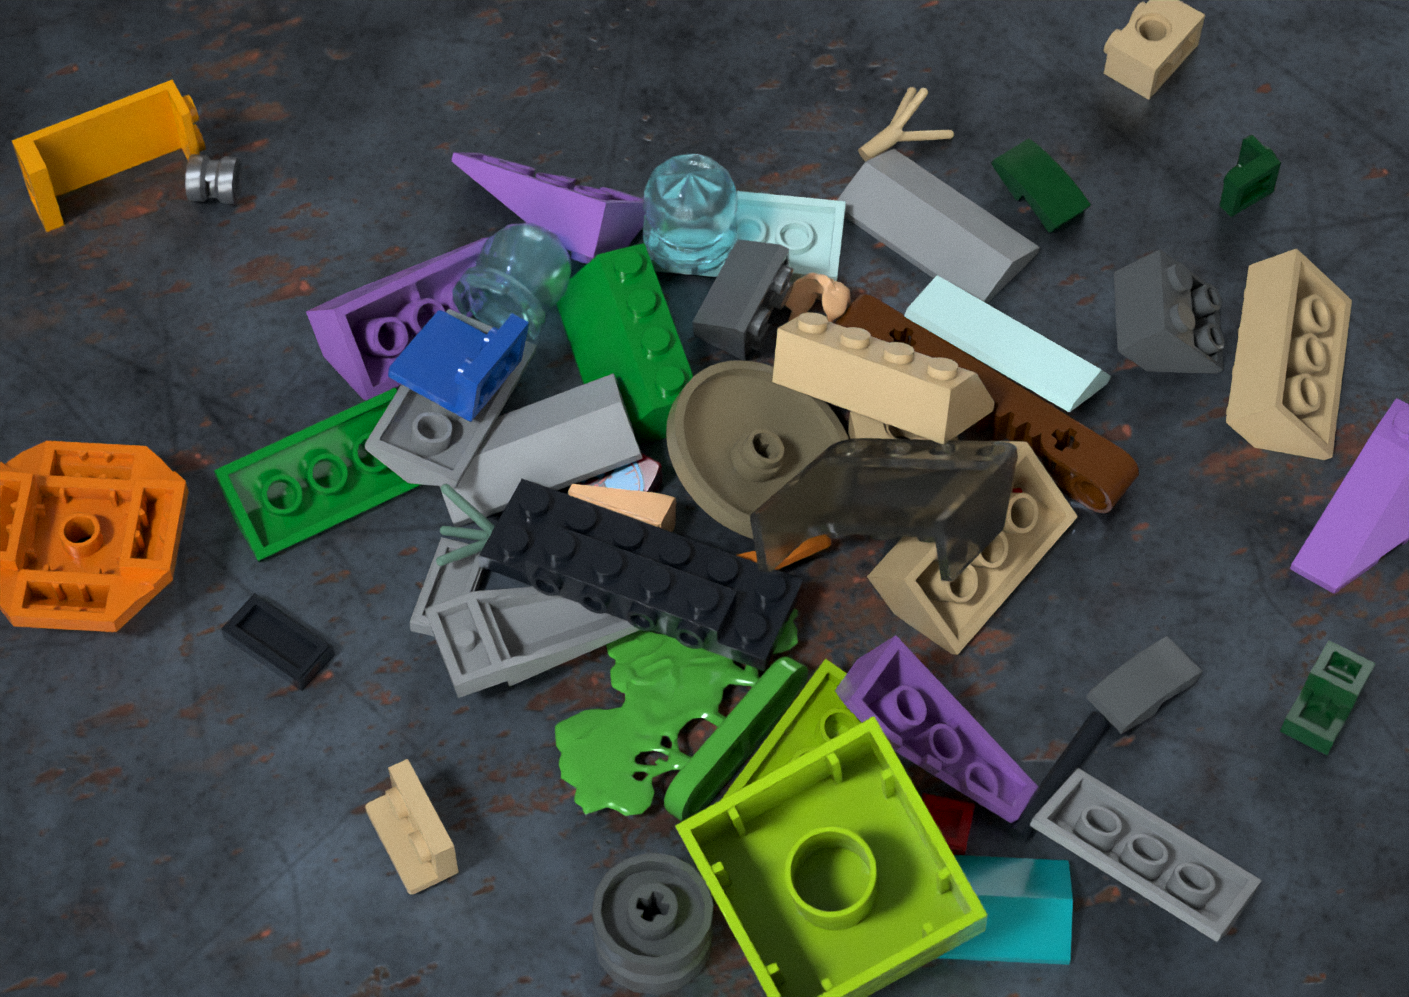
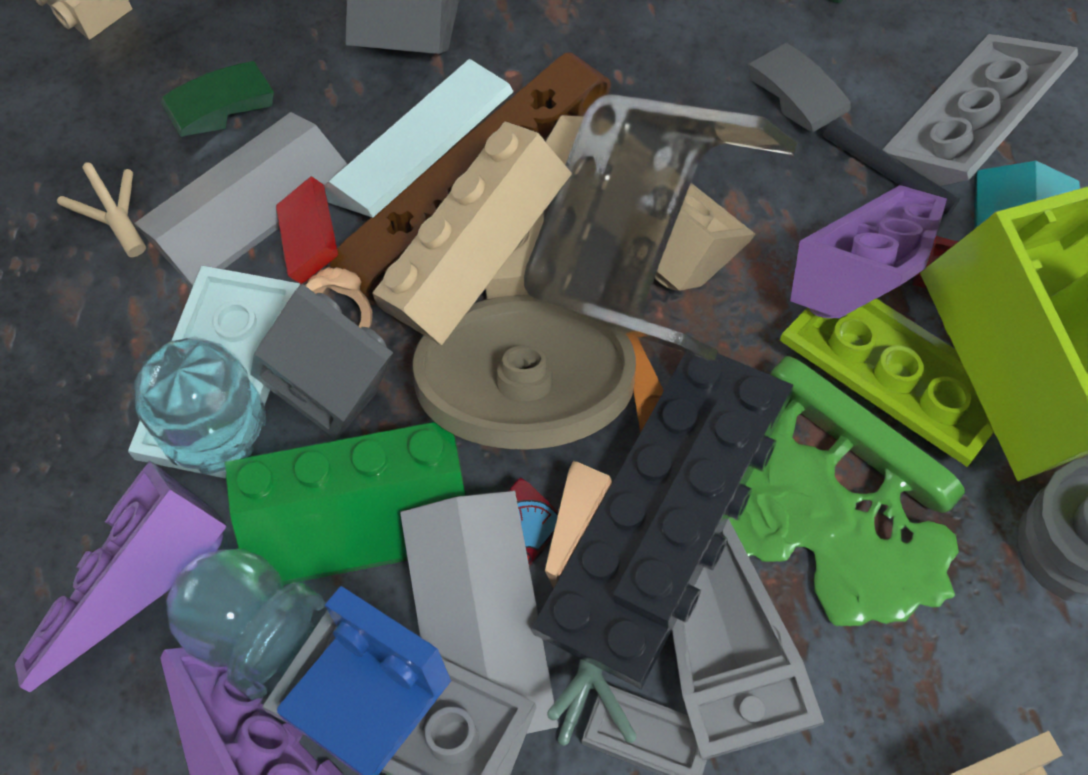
camera: 80 degrees left, 5 degrees up
(890, 272) = (306, 230): none -> red tile

